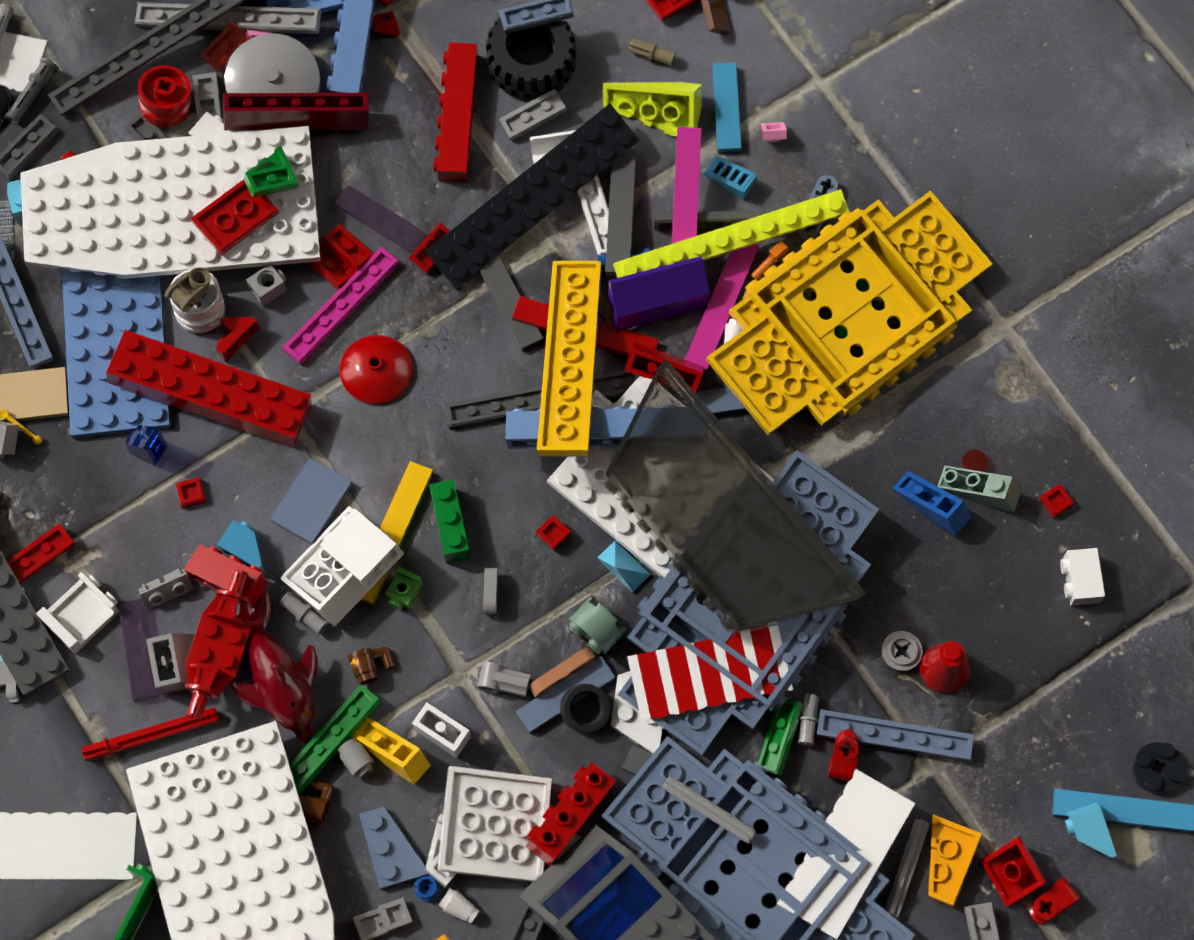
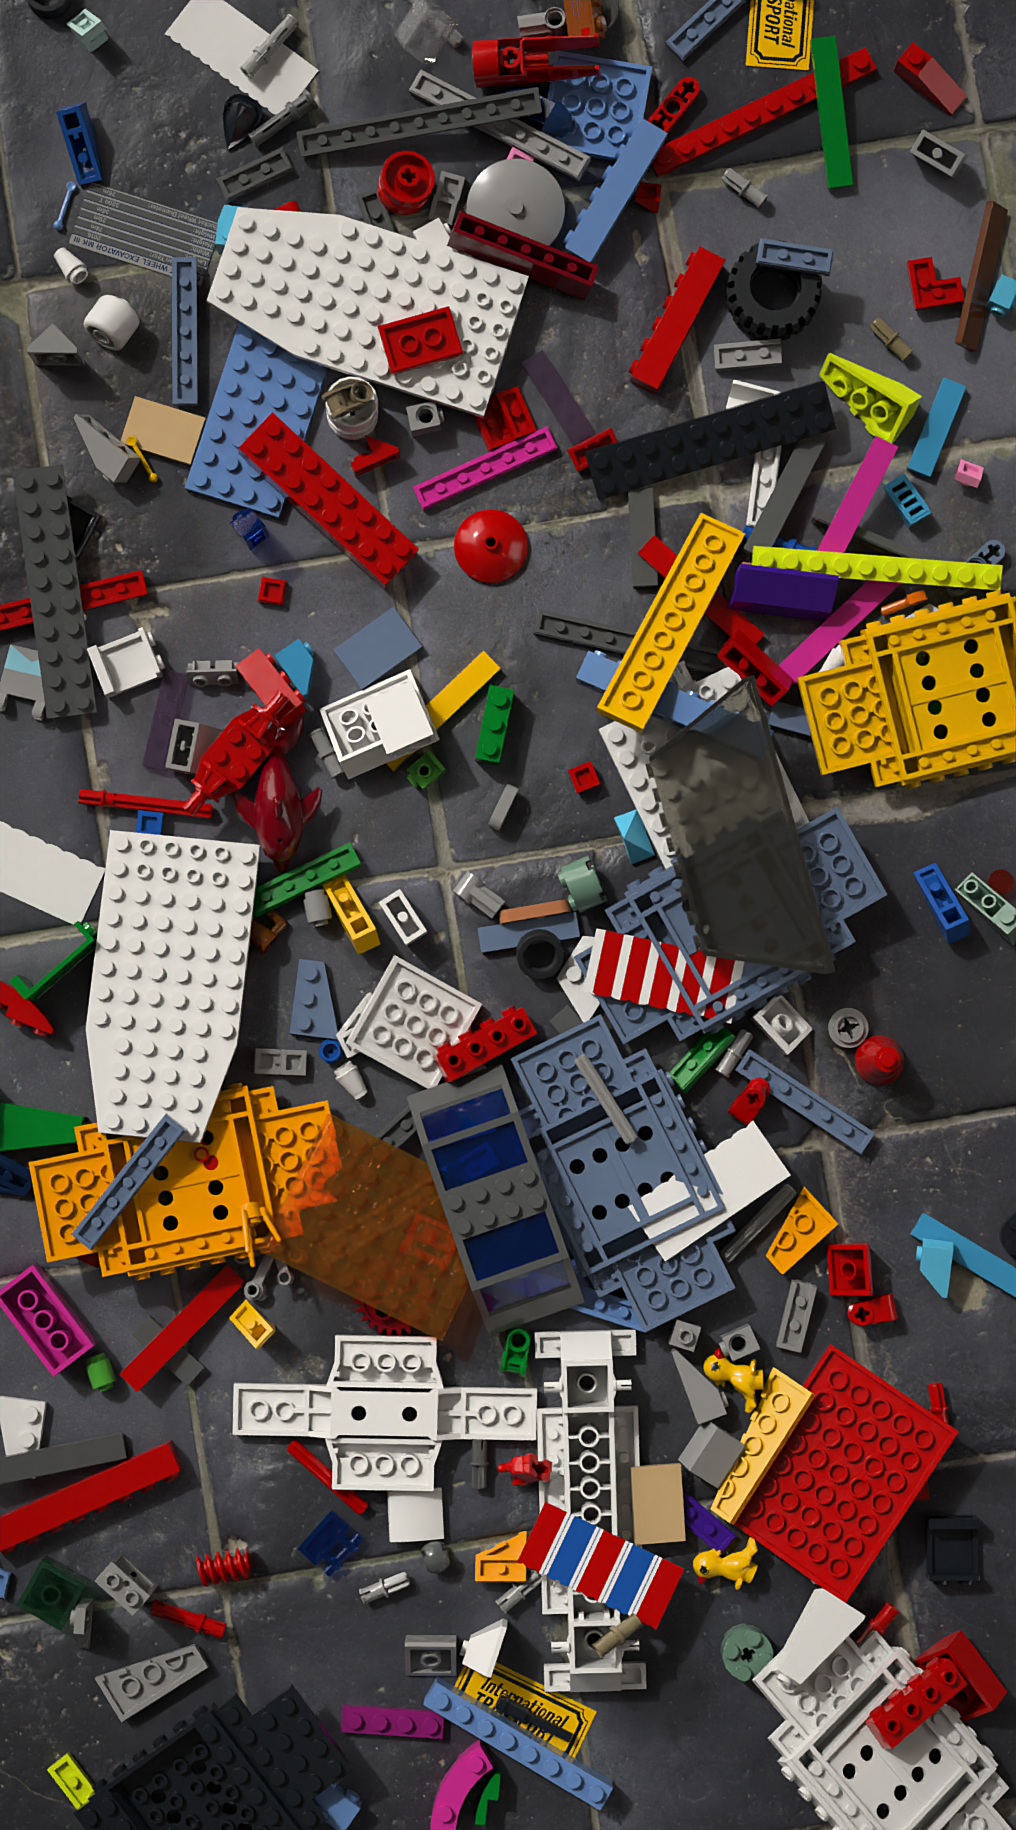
camera: 25 degrees right, 15 degrees up
(161, 747) = (149, 822): none -> blue plate
(224, 45) = (485, 154): clear red plate -> none
(271, 175) = (470, 316): green wing -> none
(364, 663) = (361, 824): reddish brown piece -> none
(838, 675) = (781, 1024): none -> white slope

